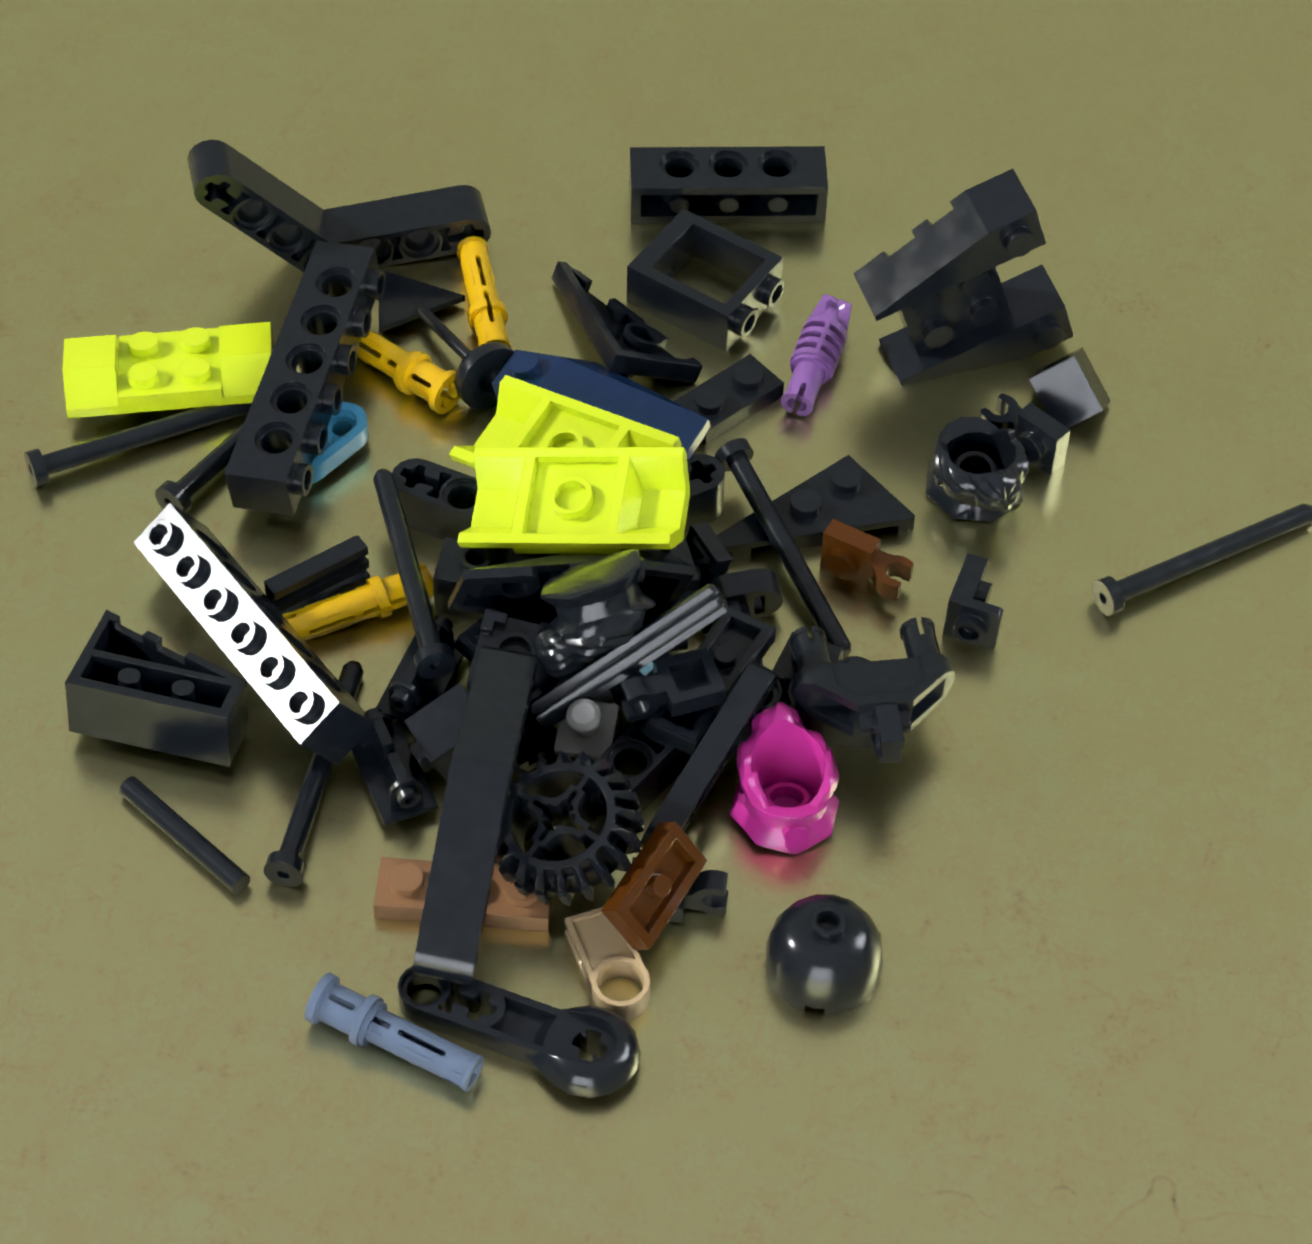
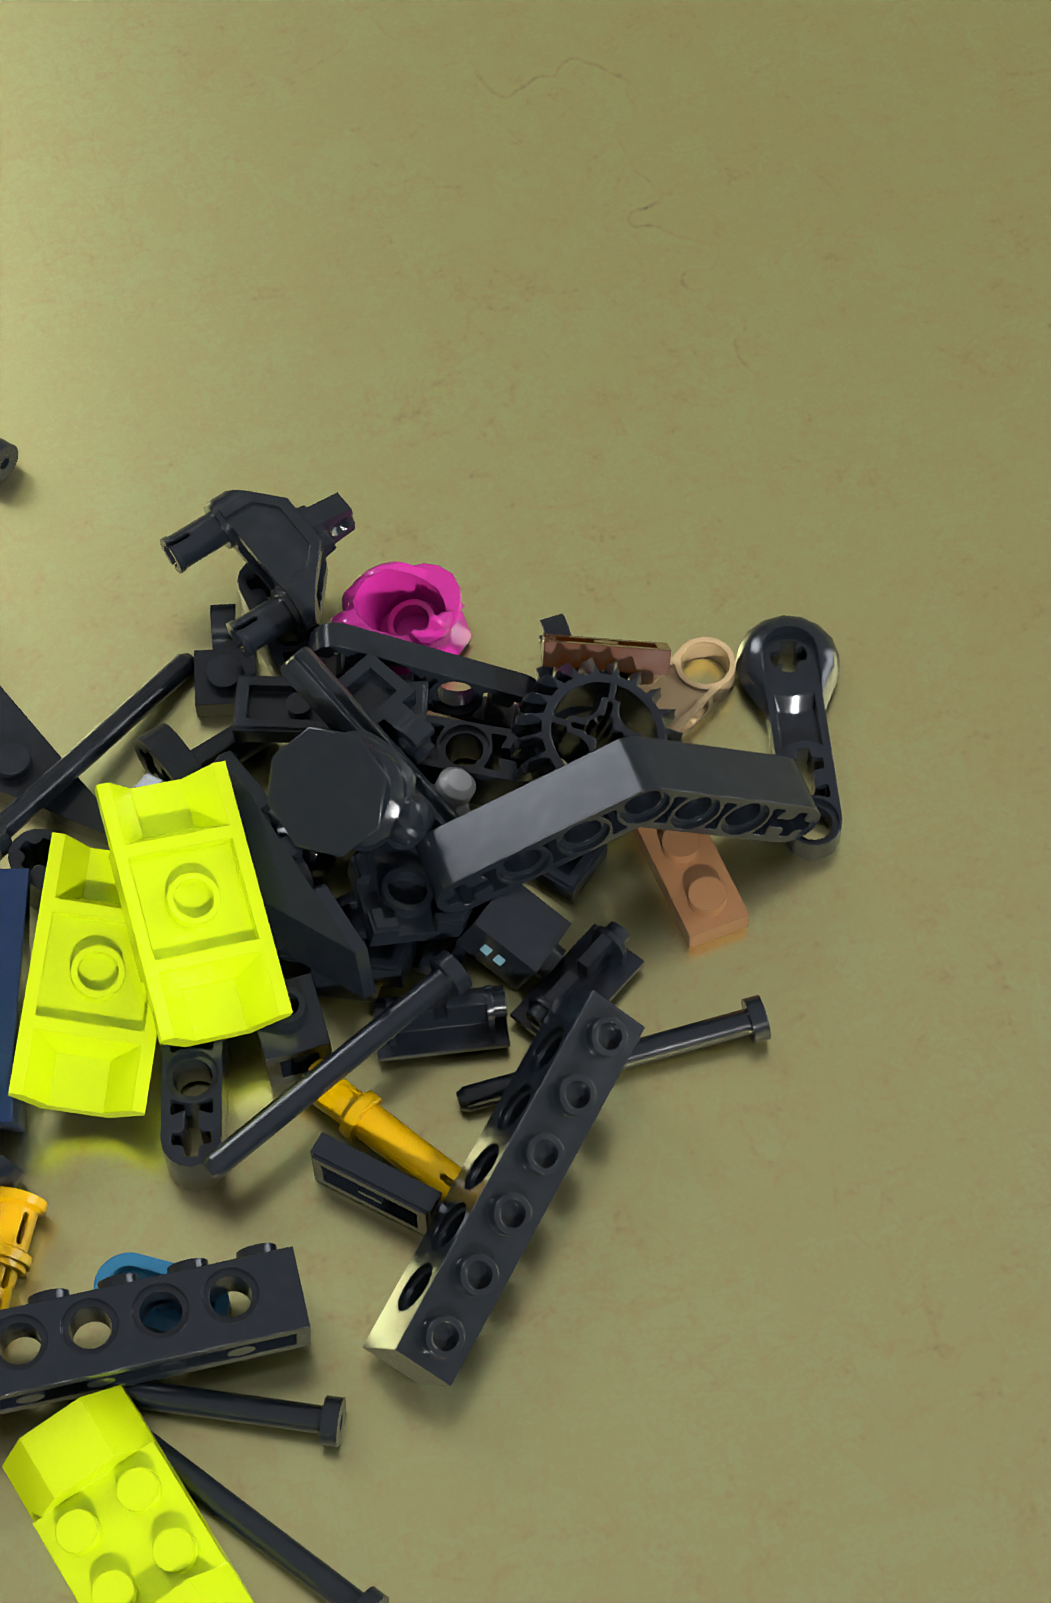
camera: 115 degrees left, 10 degrees up
(154, 698) = (636, 1253): black wedge -> none
(184, 835) = (767, 1147): black bar -> none
(370, 1022) = (877, 849): sand blue pin -> none
(824, 954) = (569, 524): black cylinder -> none
(858, 558) = (65, 688): reddish brown plate -> none
(968, 610) = (76, 568): black bracket -> none

